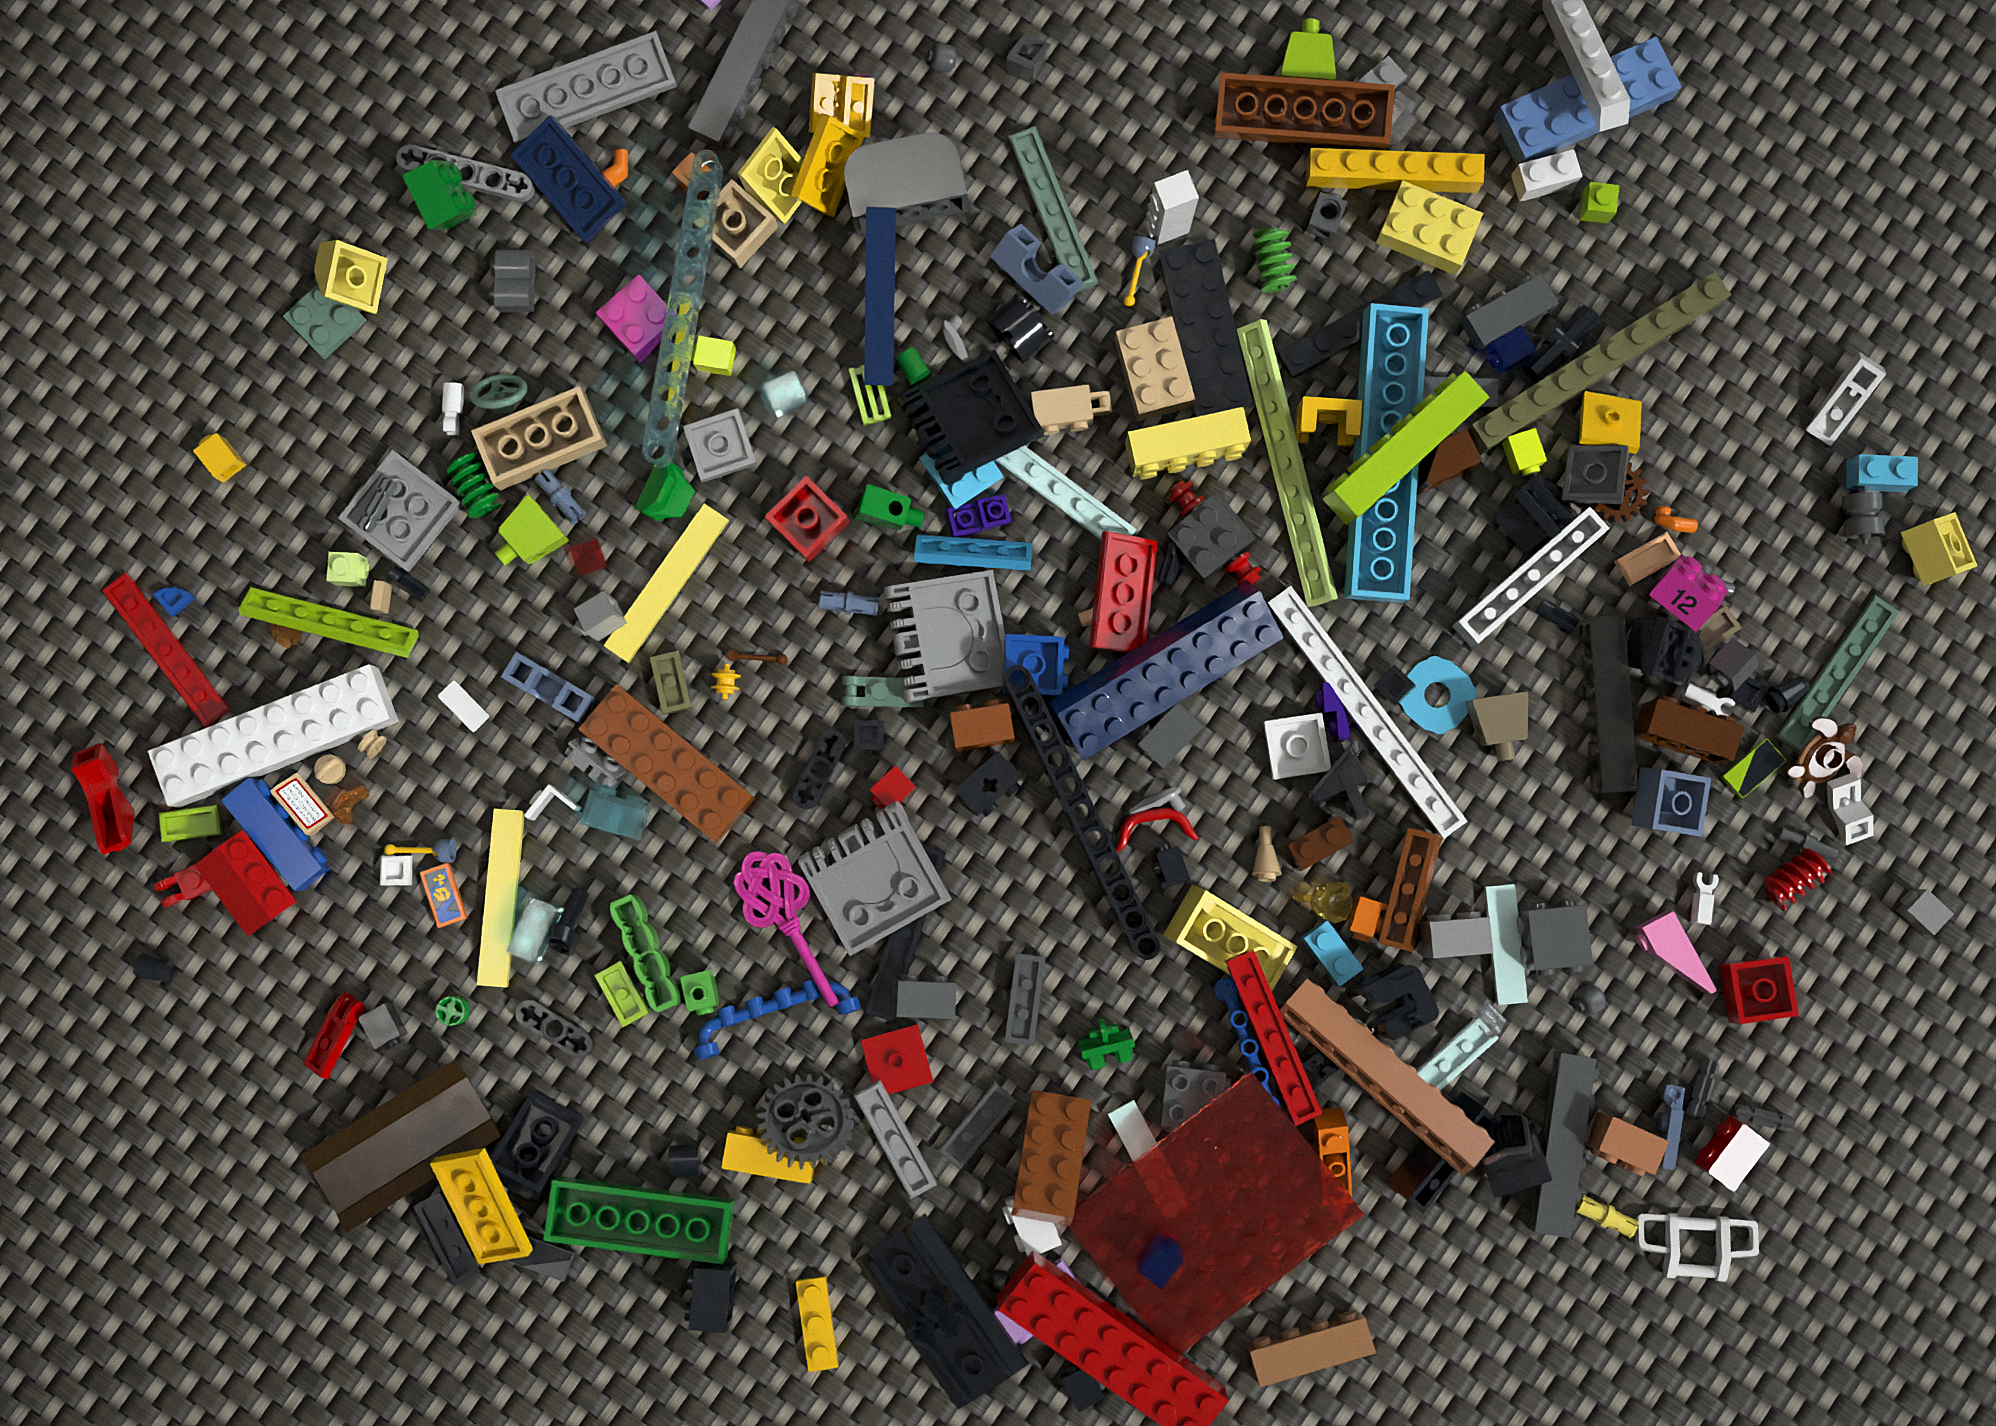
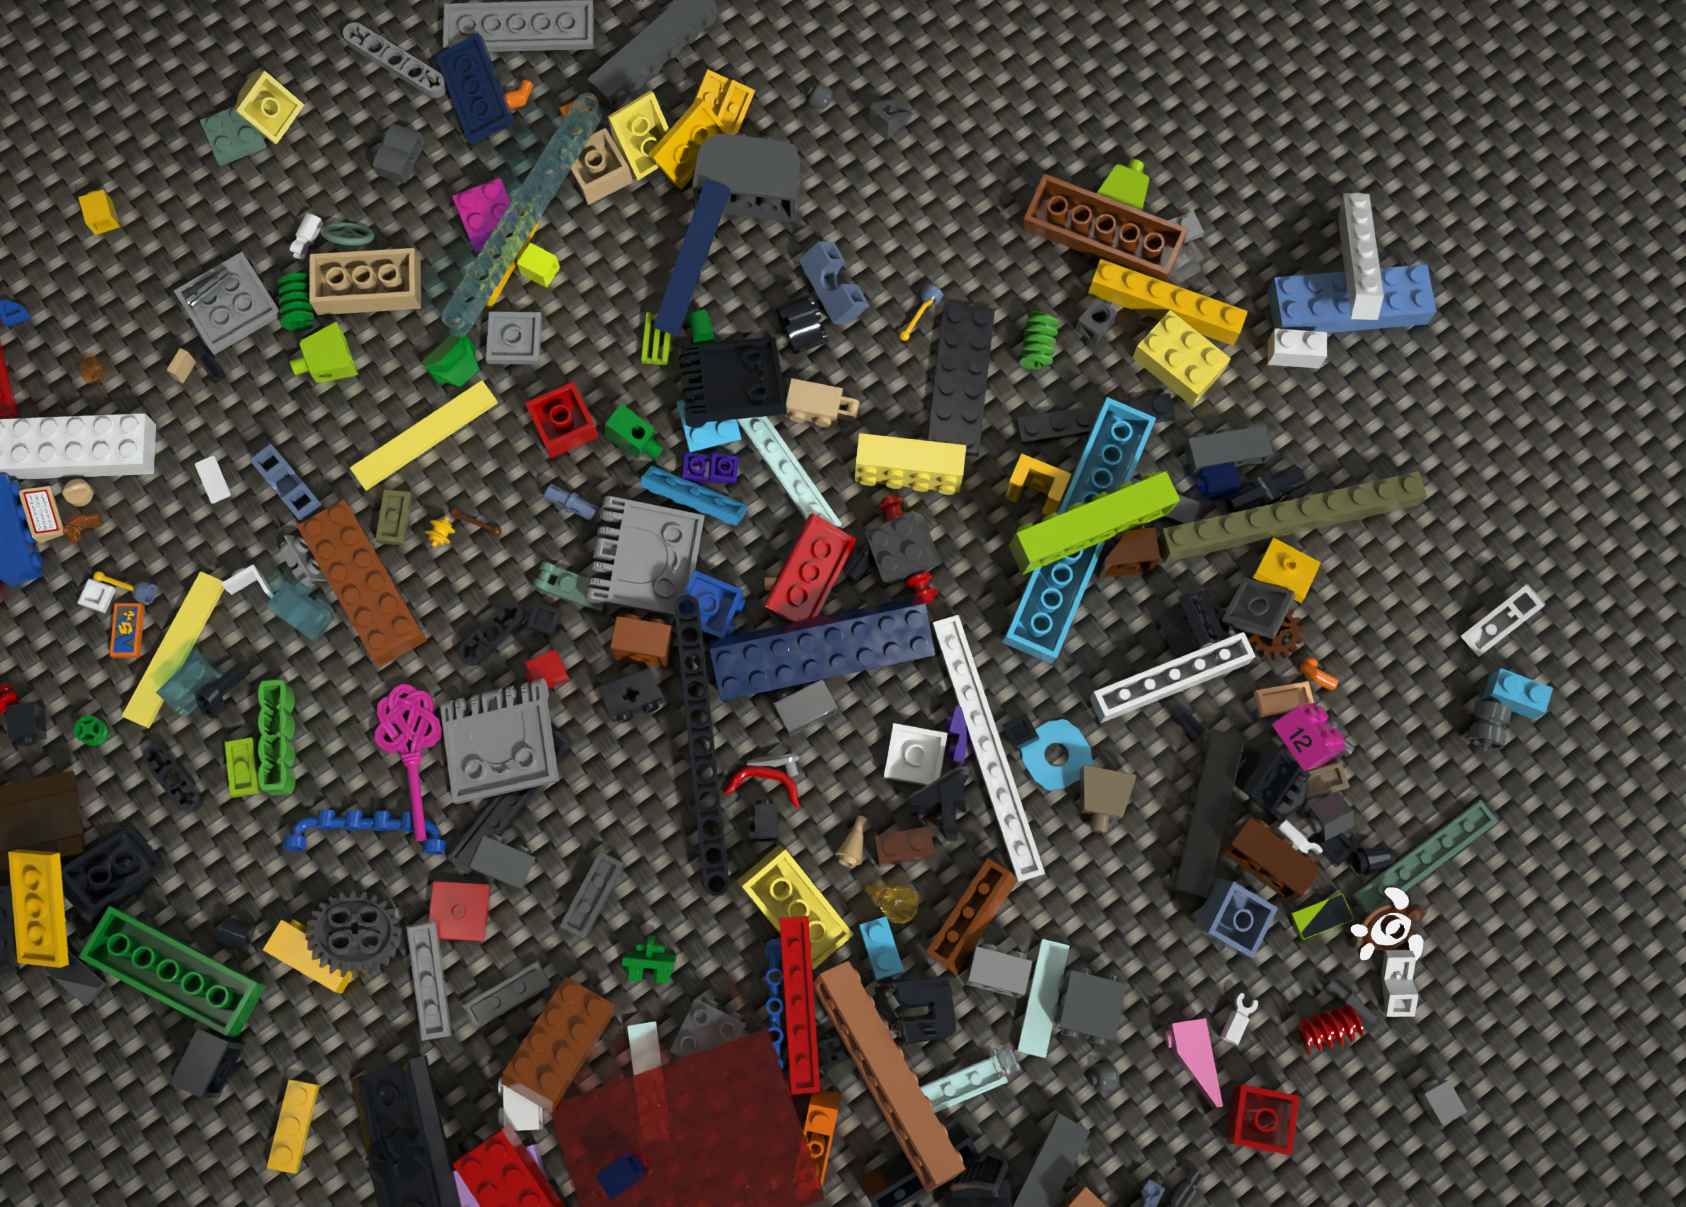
camera: 15 degrees right, 10 degrees down
(328, 622) = (130, 372): lime tile -> none
(347, 569) = (162, 333): yellowish green brick -> none
(372, 743) = (121, 482): tan bush -> none
(440, 194) = (363, 64): green brick -> none
(560, 496) = (364, 335): sand blue pin -> none
(588, 557) = (368, 392): clear red tile -> none
(599, 616) = (355, 441): light grey brick -> none
(700, 992) = (310, 788): bright green brick -> none
(784, 394) = (584, 314): clear light blue brick -> none
(953, 339) = (743, 316): light grey bar -> none
(1052, 205) = (867, 240): sand green tile -> none
(1154, 369) = (904, 395): tan brick -> none
(1171, 207) = (962, 264): white brick -> none
(1287, 463) = (991, 513): yellowish green plate -> none
(1365, 918) = (922, 929): orange brick -> none
(1524, 452) = (1202, 570): neon yellow brick -> none
(1599, 202) = (1335, 385): lime brick -> none
(1938, 549) = (1549, 777): light yellow slope -> none

